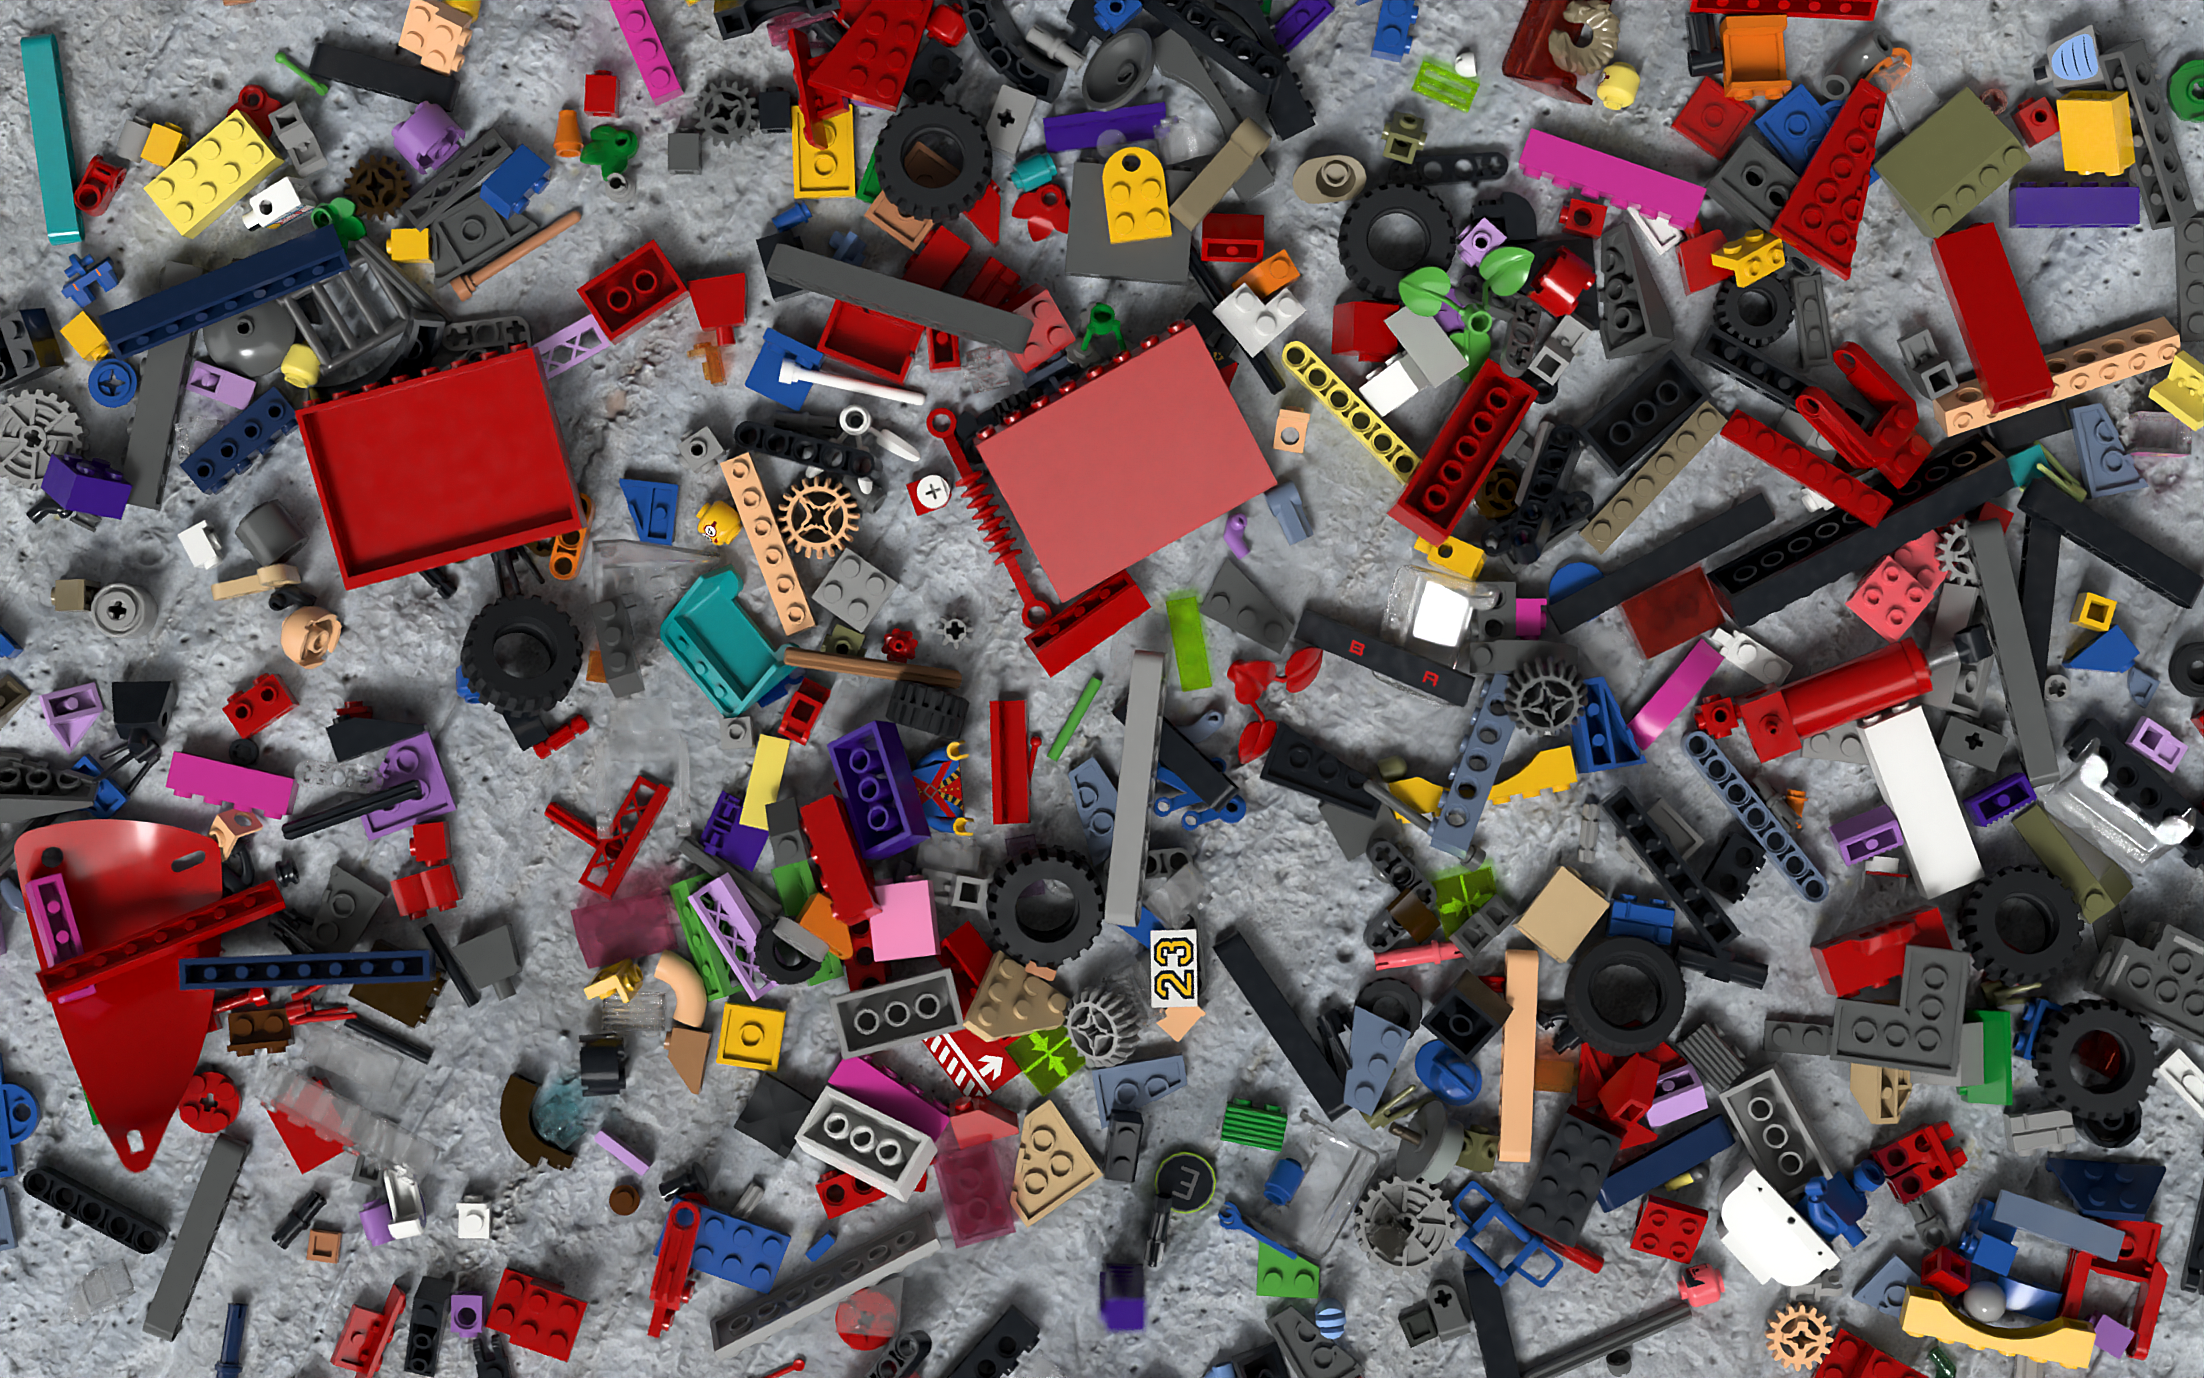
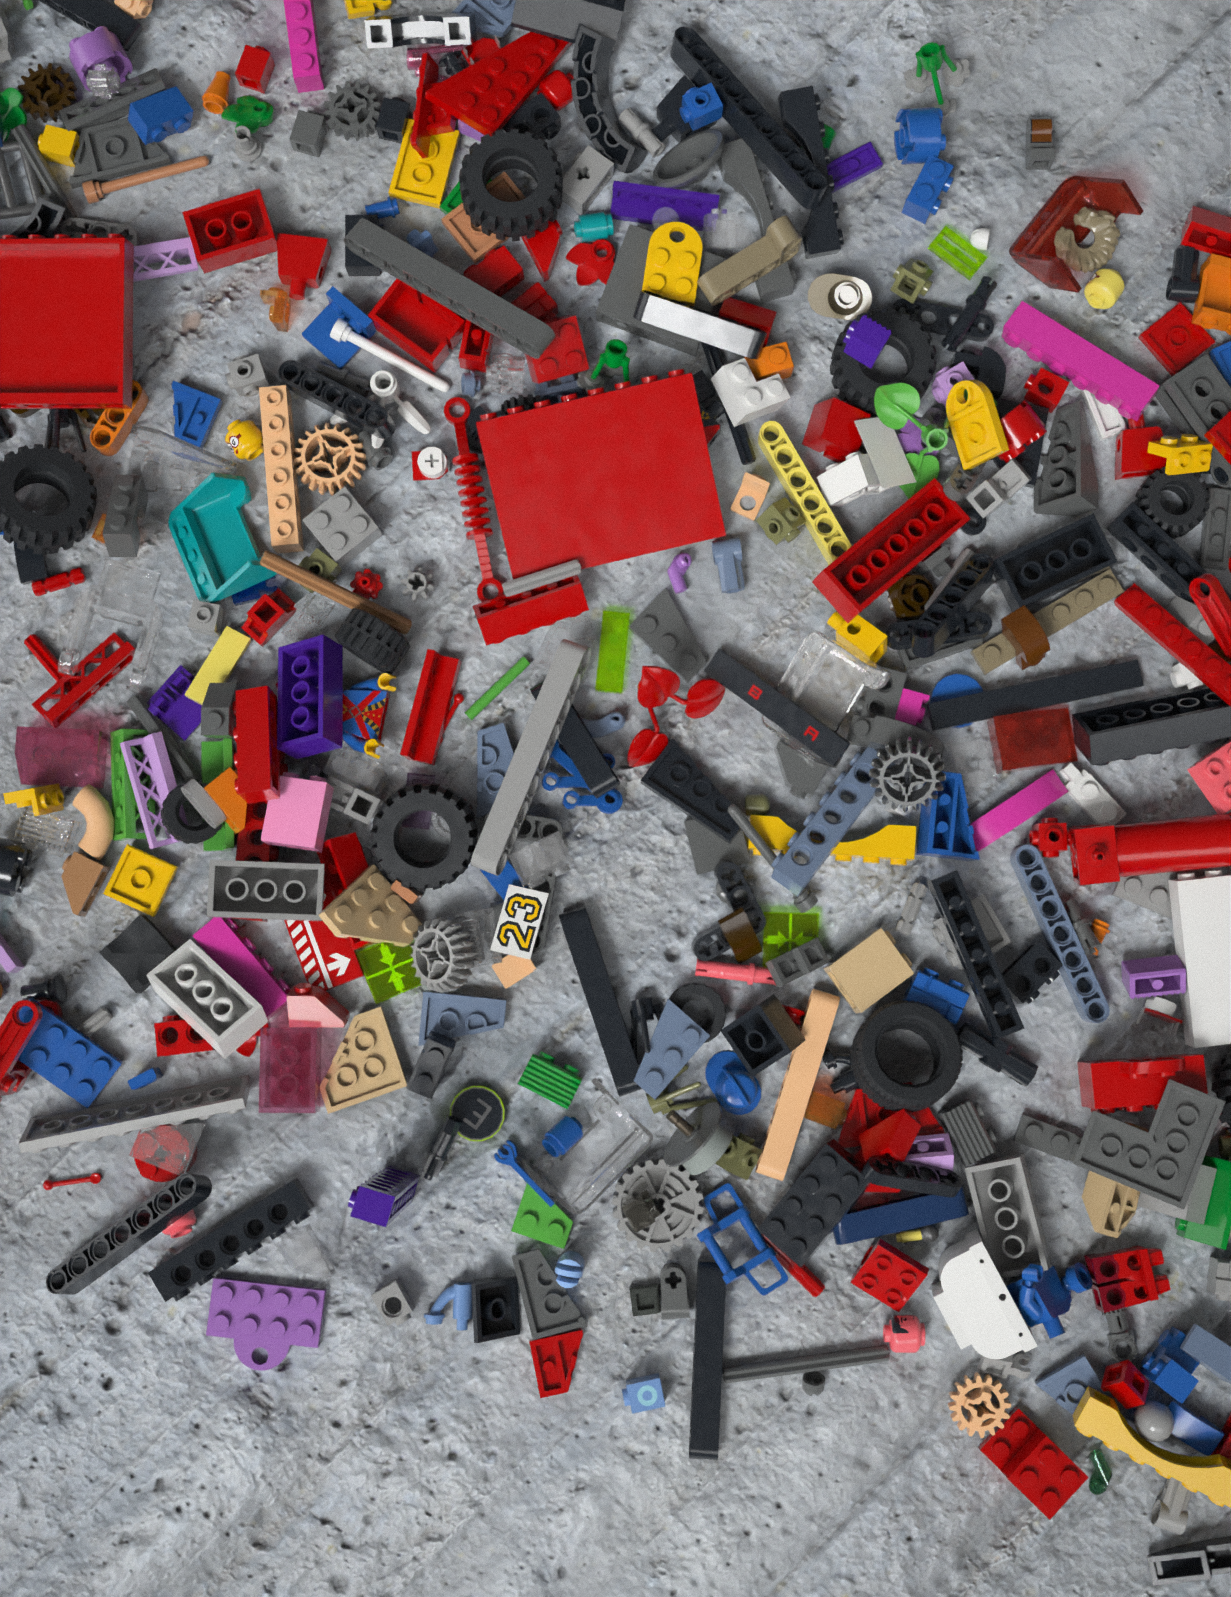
camera: 20 degrees right, 5 degrees down
(444, 166) = (103, 81): none -> clear gear
(947, 389) = (470, 383): none -> sand blue plate
(1091, 588) = (542, 578): none -> light grey axle
(1185, 259) = (699, 324): none -> beam
(1333, 450) = (781, 521): none -> olive brick
(1373, 235) = (865, 340): none -> dark purple brick
(1427, 721) = (798, 771): none -> dark grey slope
(1480, 146) = (974, 305): none -> black pin
(1516, 289) = (975, 423): none -> yellow plate
(1633, 505) = (1026, 637): none -> reddish brown brick
(1634, 1124) = (912, 1177): none -> black beam

